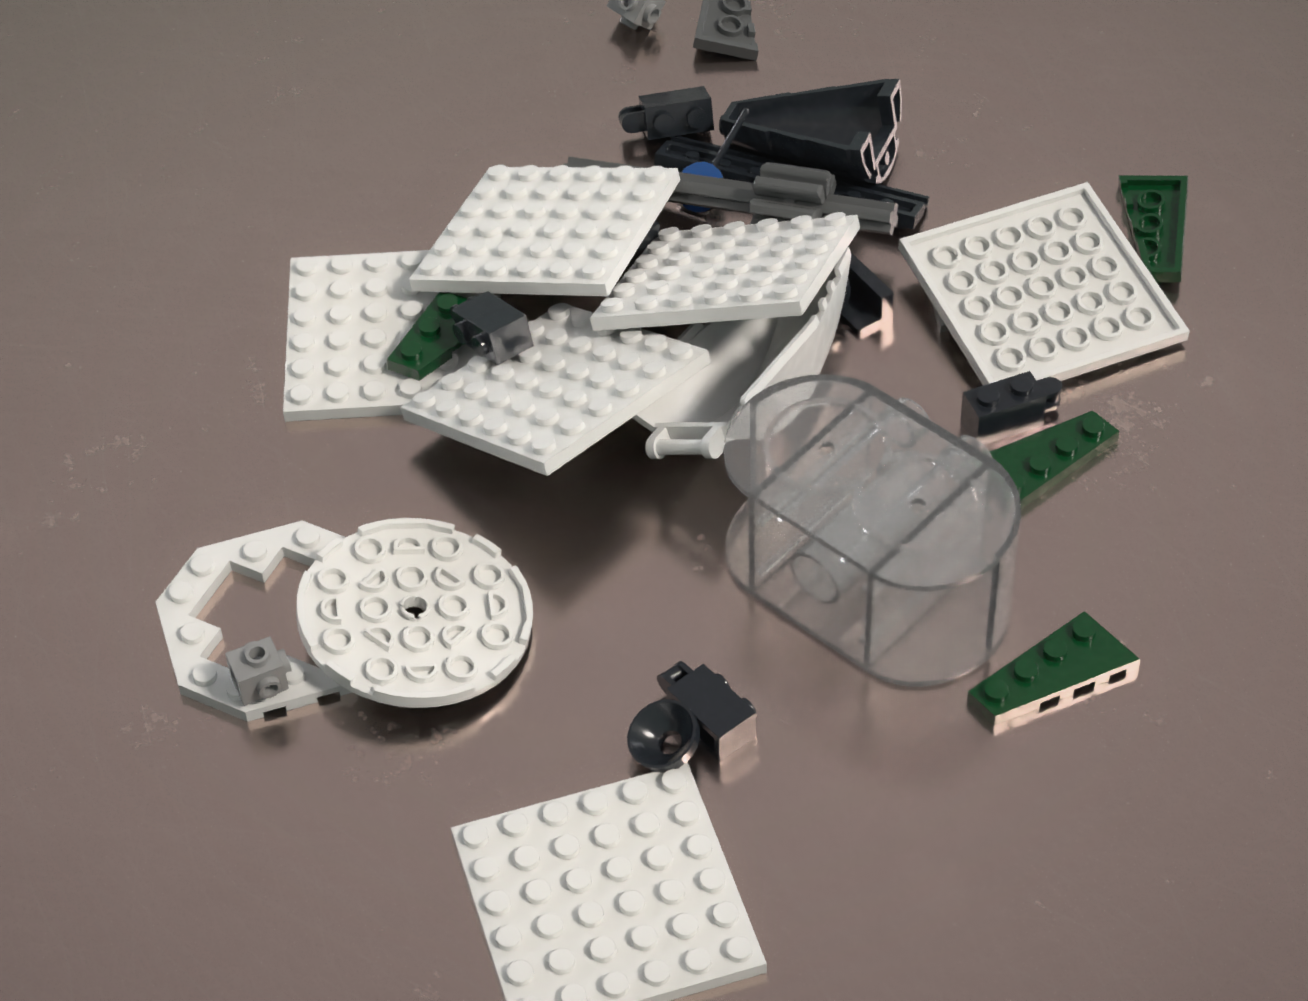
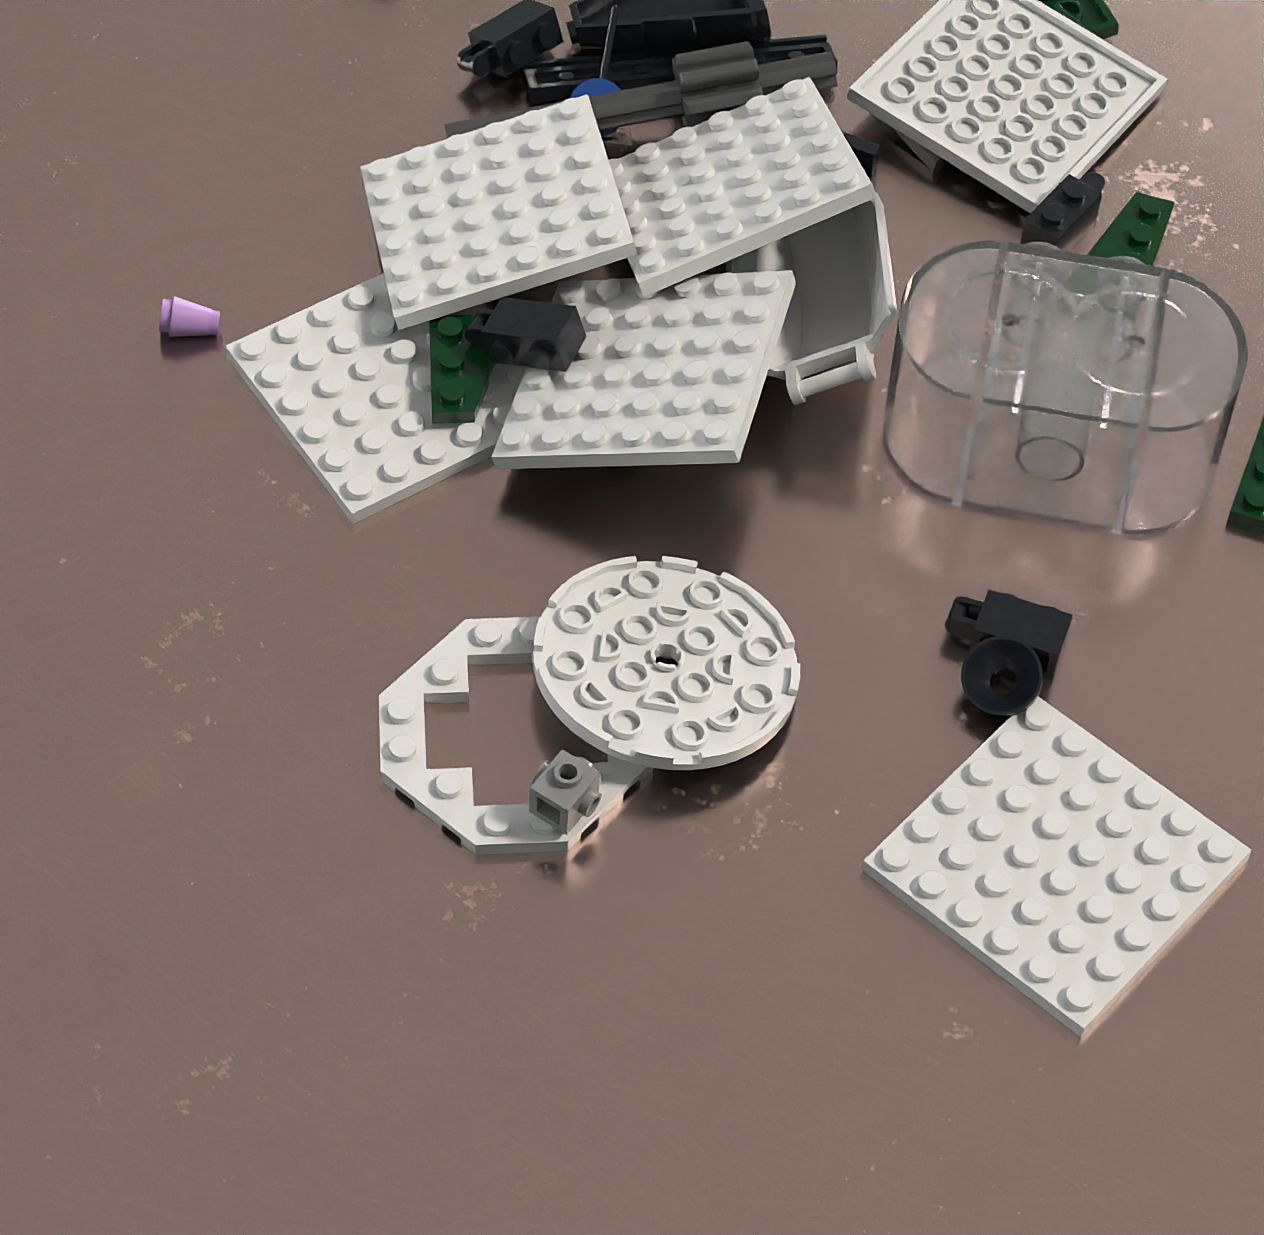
camera: 35 degrees left, 5 degrees up
(278, 228) = (187, 319): none -> lavender cone

